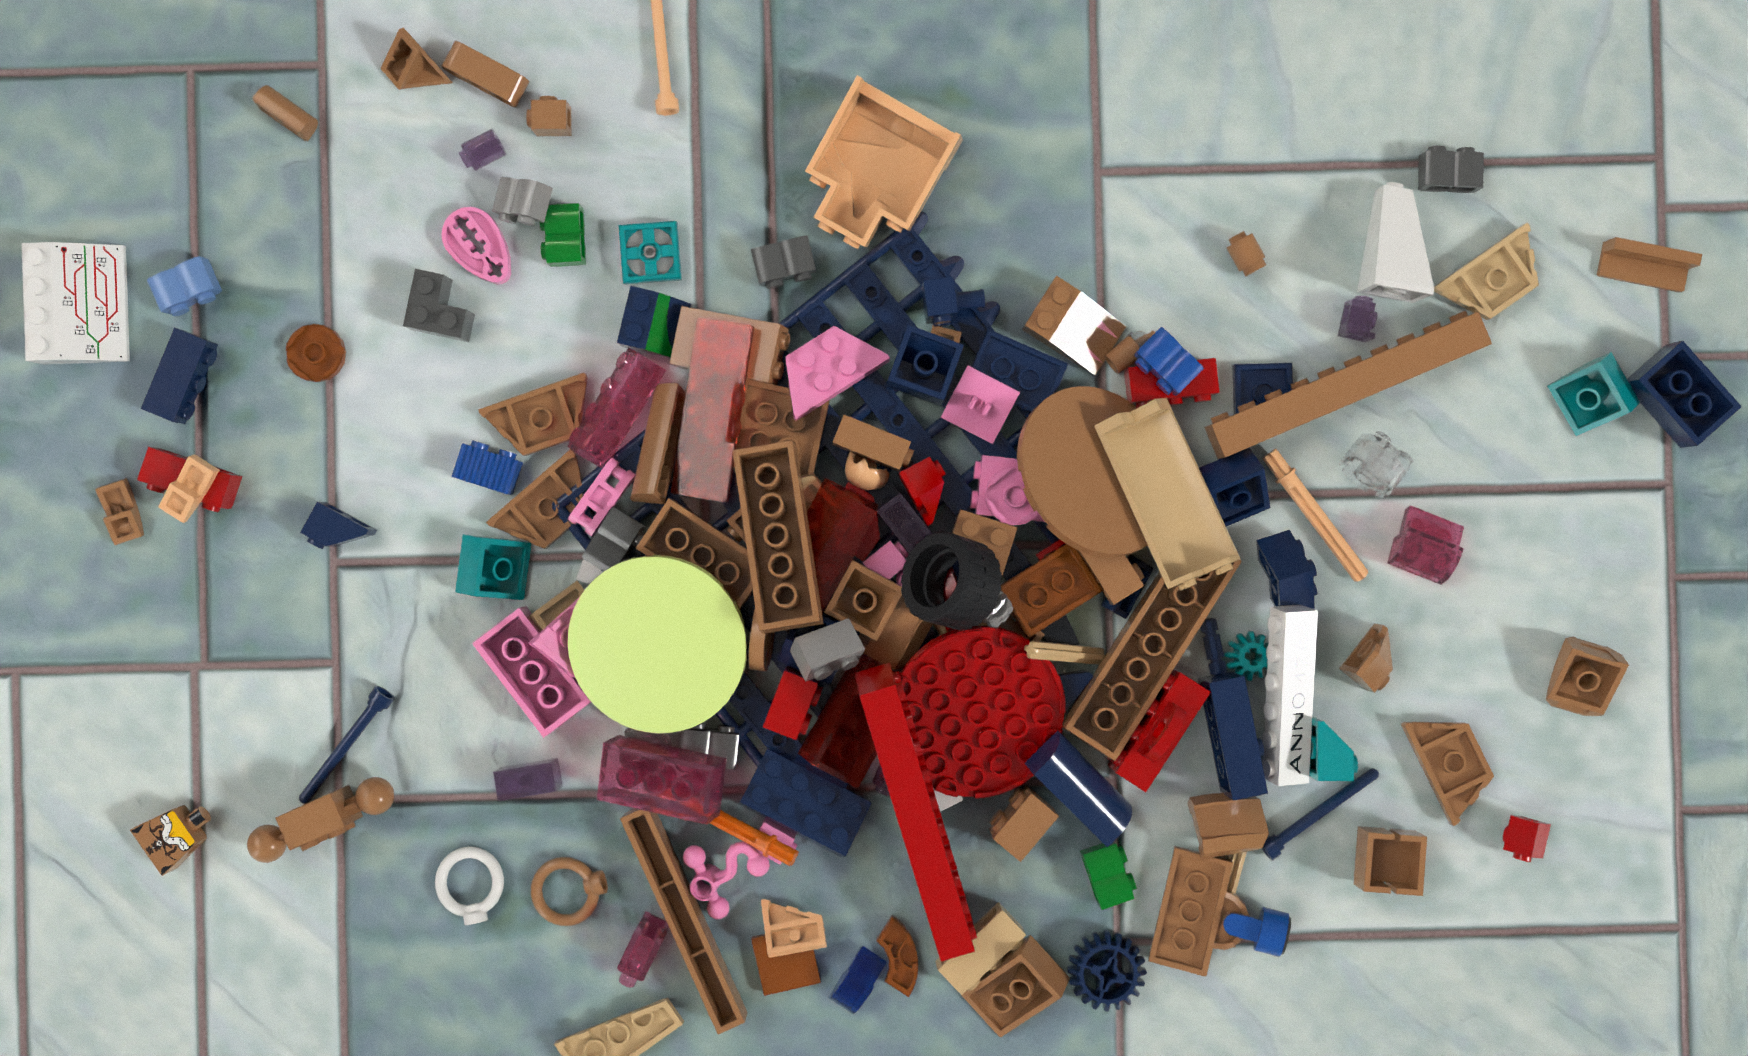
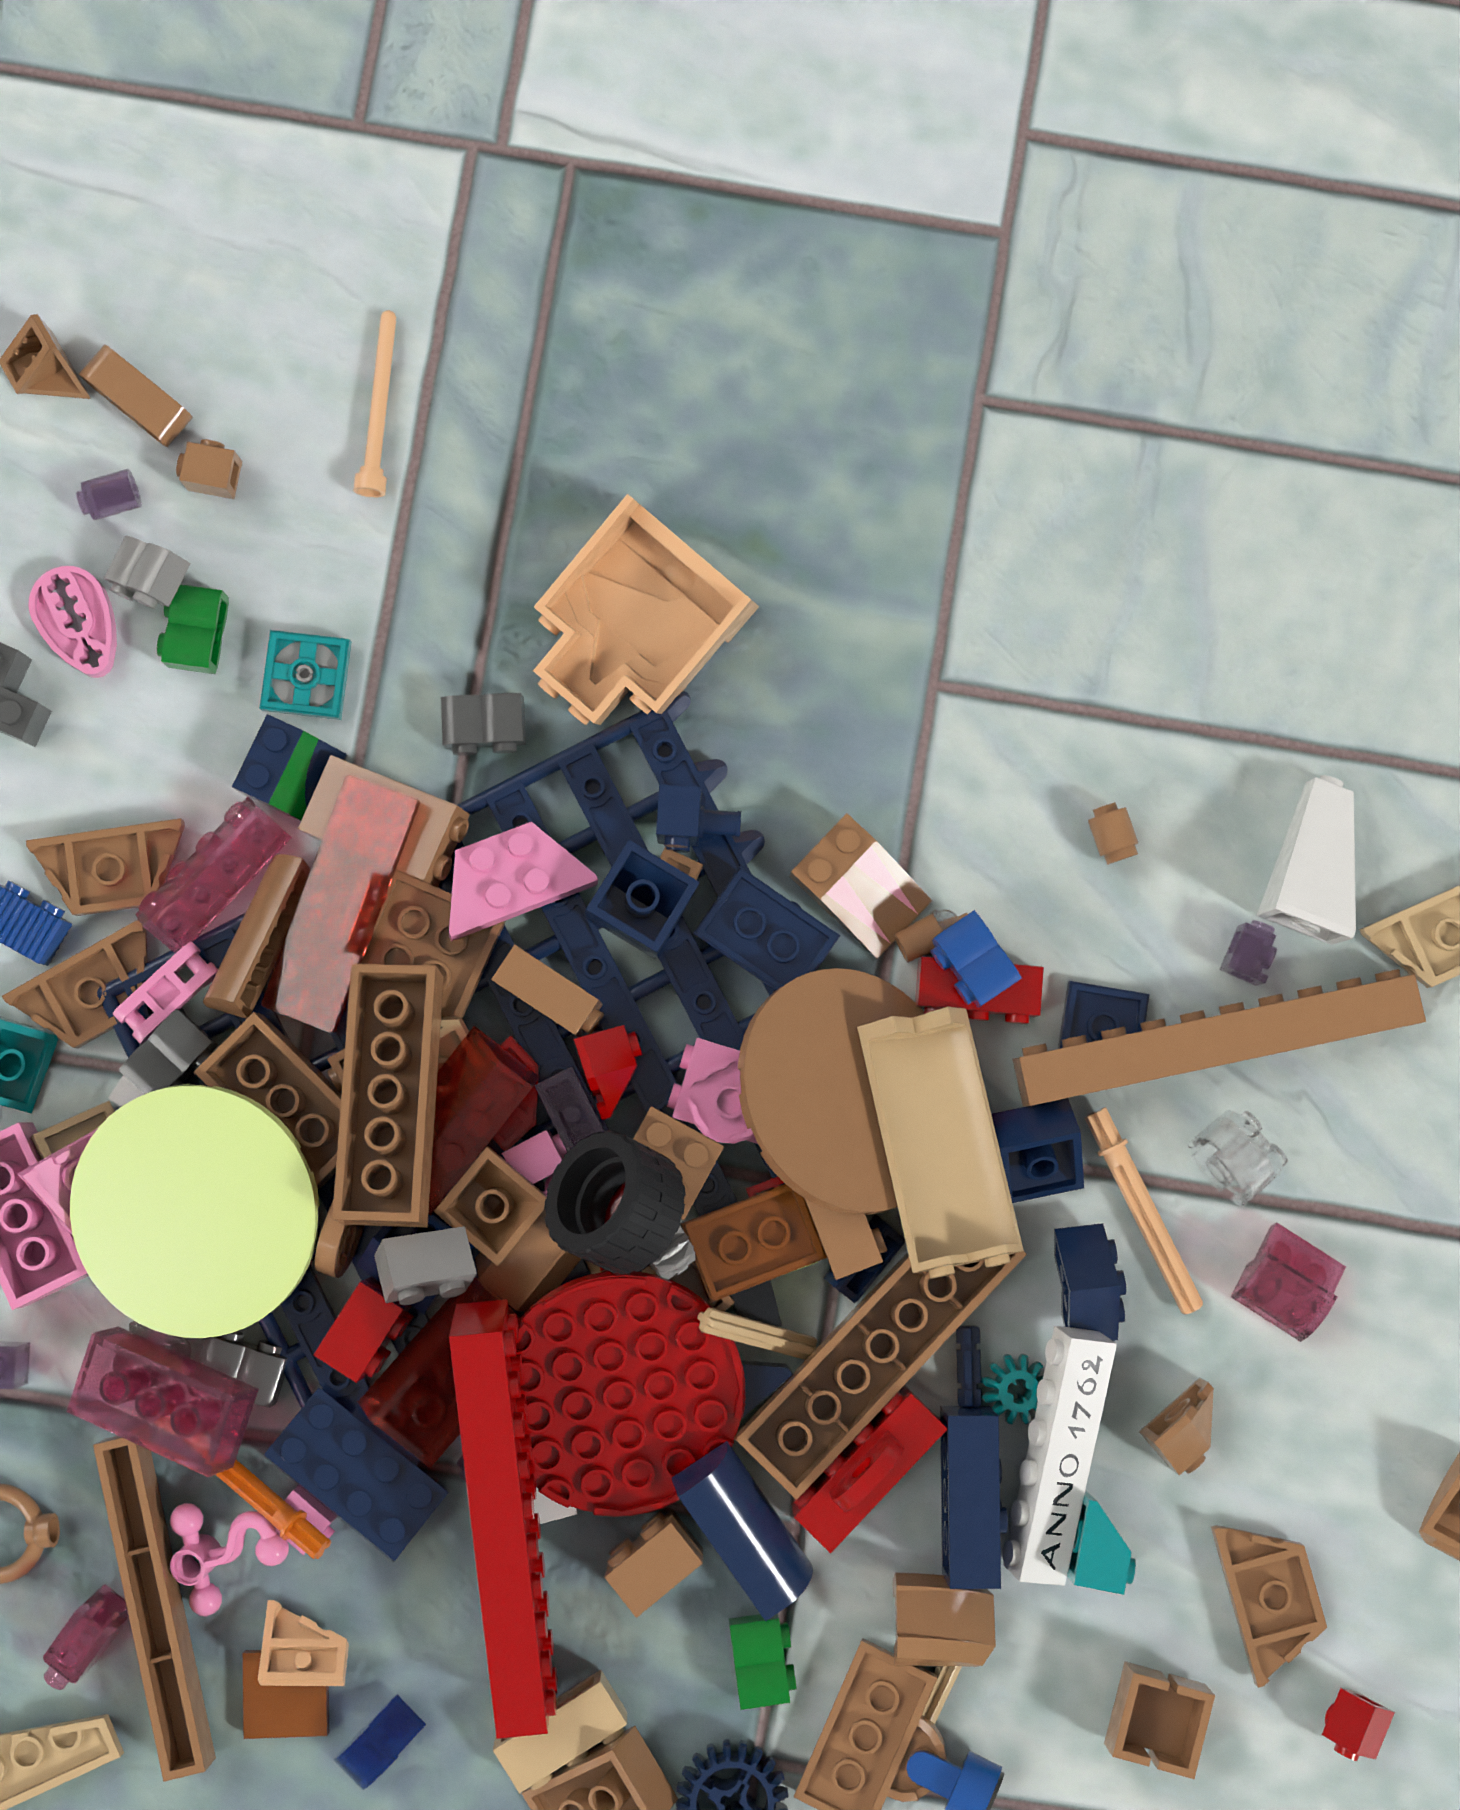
camera: 10 degrees right, 5 degrees down
(864, 473) = (531, 1030): light nougat hair -> none
(901, 955) = (449, 1719): dark orange tile -> none
(980, 404) = (709, 967): bright pink piece -> none
(1274, 844) = (1002, 1663): dark blue piece -> none
(1450, 170) = (1411, 776): dark grey brick -> none

